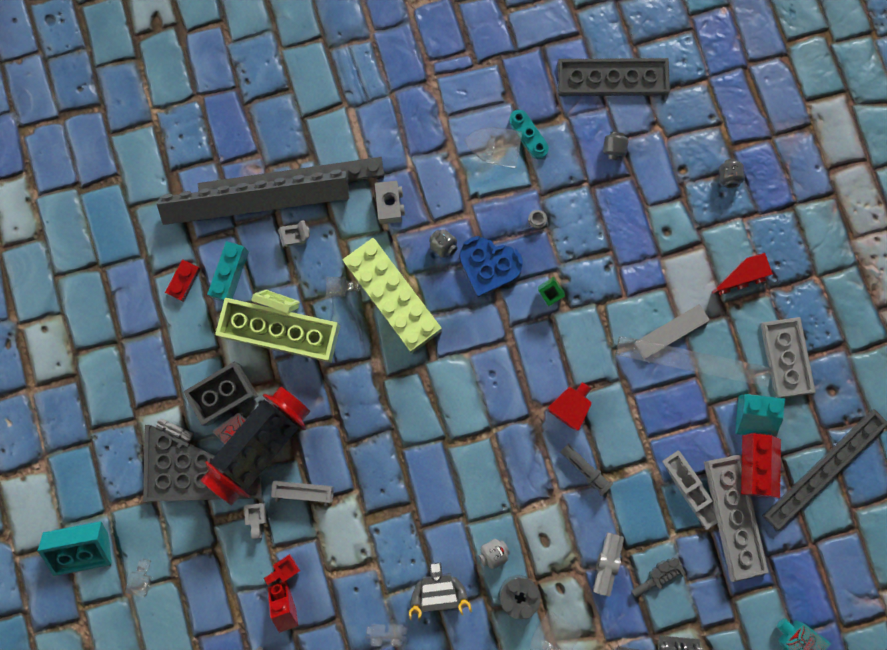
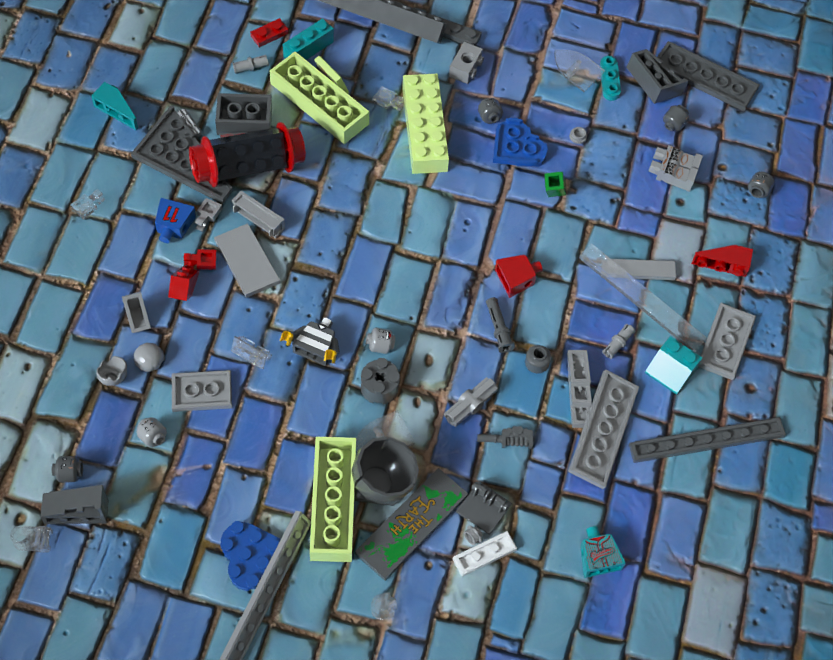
camera: 20 degrees right, 20 degrees down
(75, 548) = (55, 157): teal slope -> none
(90, 455) = (110, 101): none -> teal slope
(188, 329) = (250, 64): none -> light grey pin
(229, 547) = (173, 219): none -> blue torso
(294, 234) = (377, 46): light grey bracket -> none
(322, 543) = (247, 260): none -> light grey tile
(571, 111) = (654, 77): none -> dark grey wedge
(646, 200) = (676, 167): none -> light grey hips
(648, 484) = (537, 359): none -> dark grey head
(698, 419) = (618, 341): none -> light grey pin
(761, 465) = (652, 401): red slope -> none

